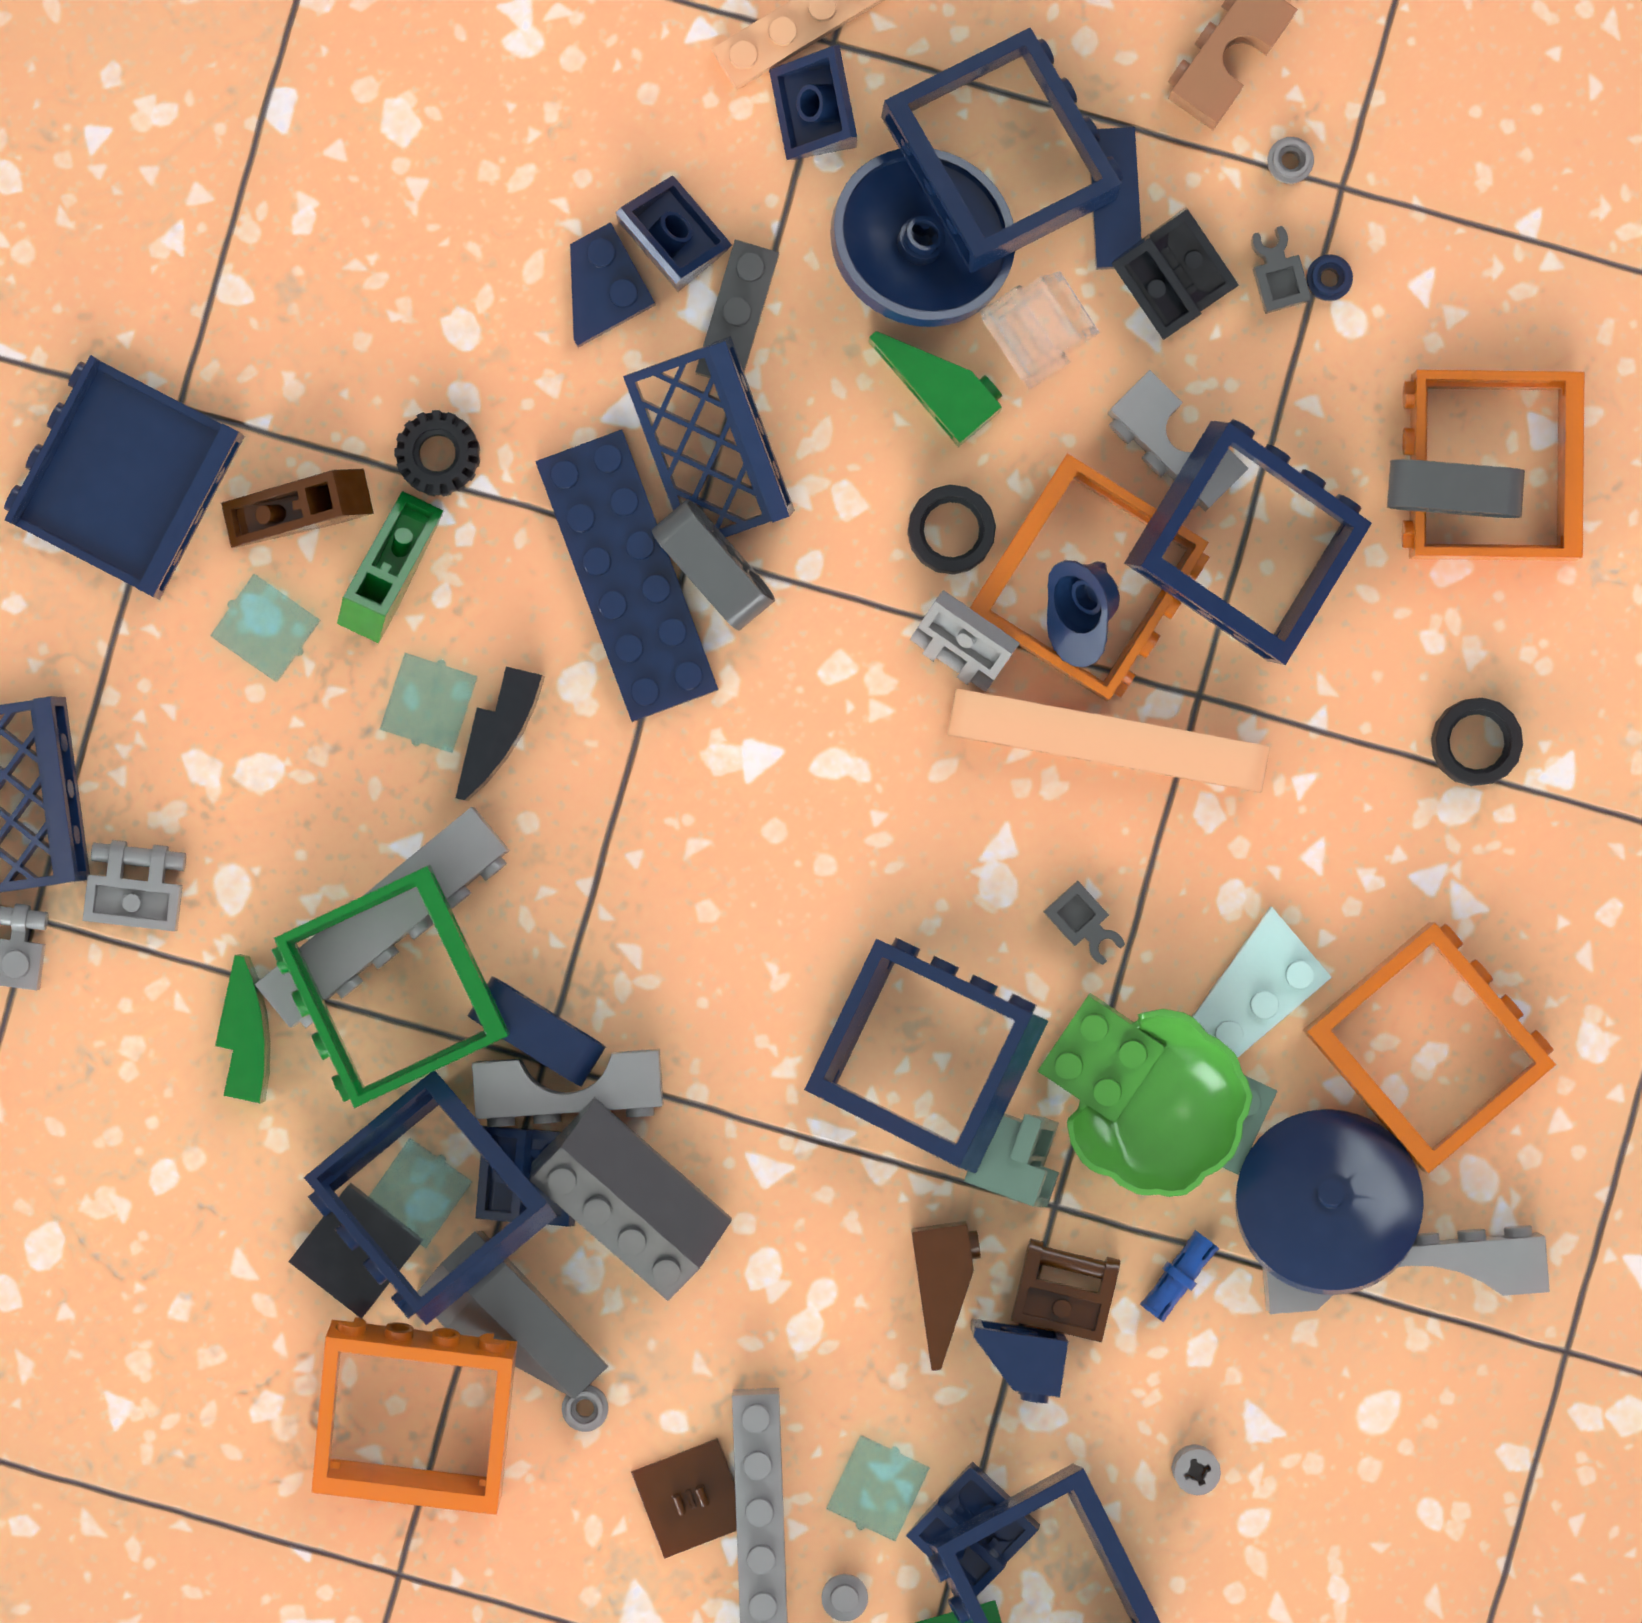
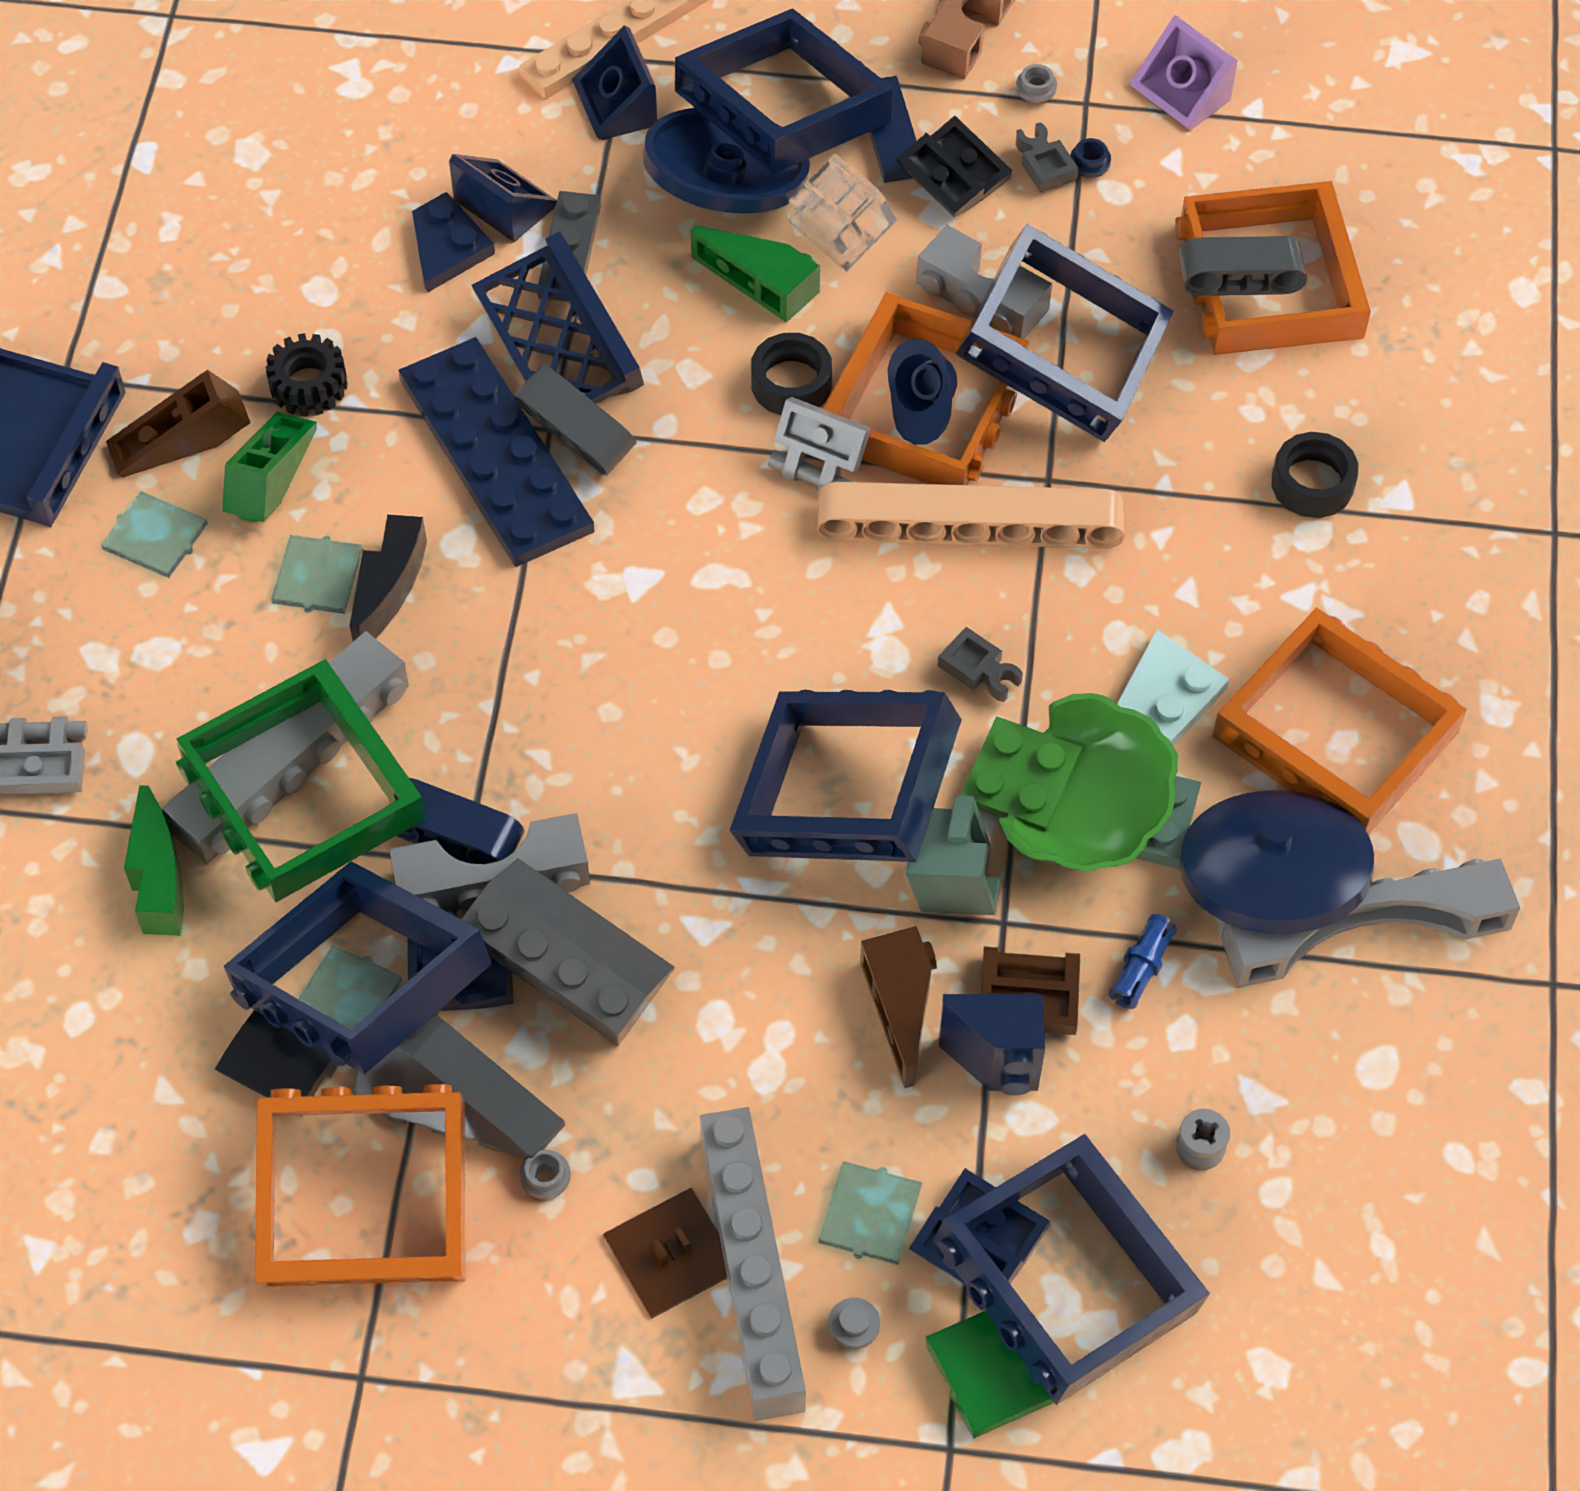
camera: 10 degrees left, 30 degrees down
(1456, 182) = (1186, 74): none -> lavender slope

